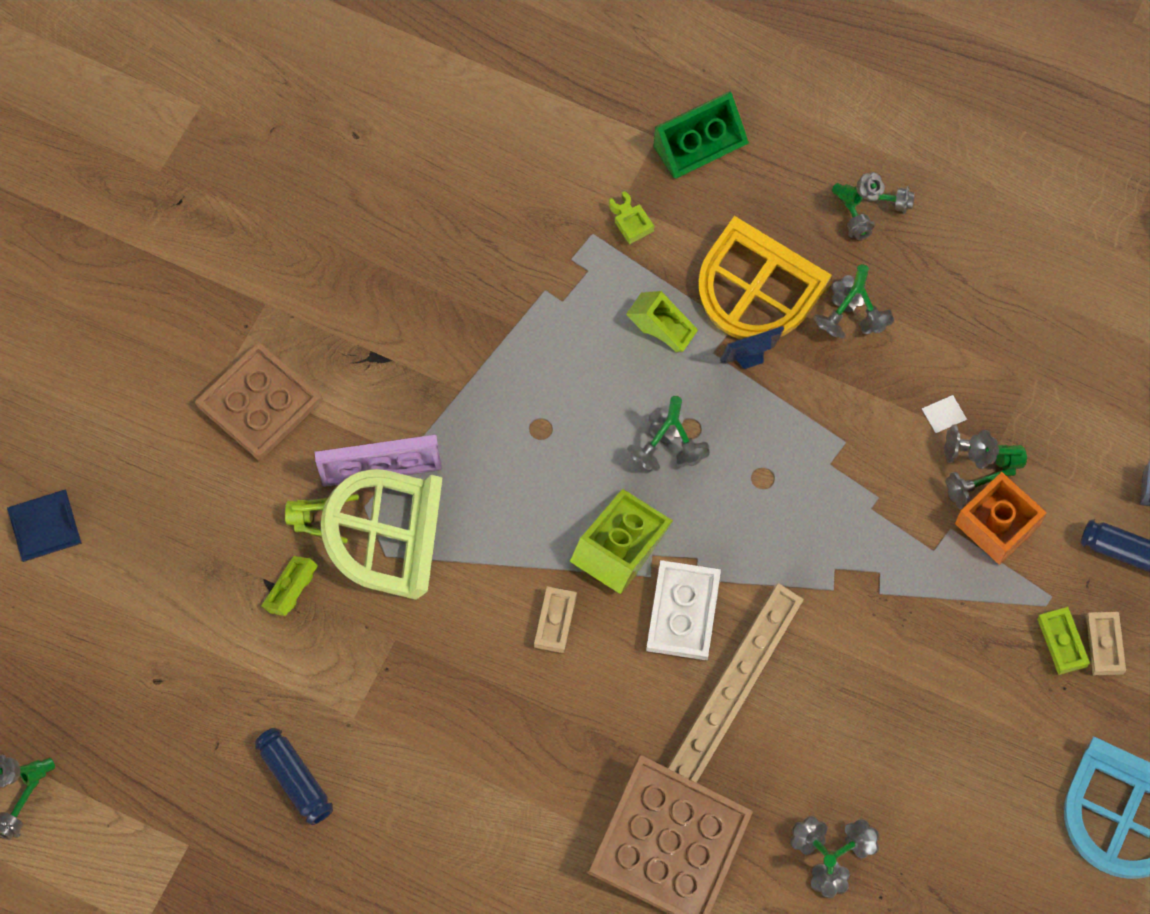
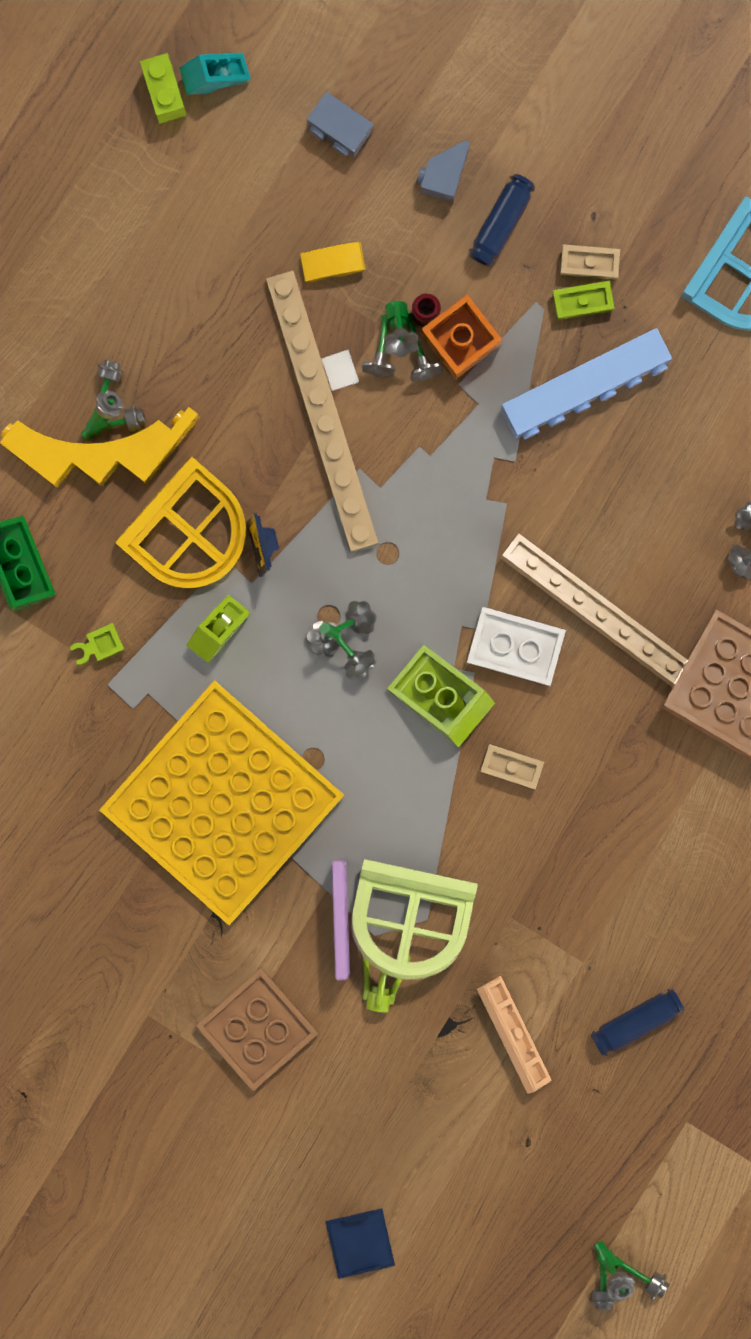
camera: 80 degrees left, 20 degrees up
(270, 650) = (514, 1034): none -> light nougat plate
(289, 586) = (452, 1013): lime plate -> none
(486, 345) = (221, 802): none -> yellow plate
(826, 233) = (139, 453): none -> yellow arch
(848, 295) = (206, 440): flat silver plant -> none
(897, 399) = (322, 411): none -> tan plate
(975, 652) = (586, 383): none -> light blue brick
(1025, 477) = (425, 301): none -> dark red brick
(1054, 392) = (333, 261): none -> yellow slope

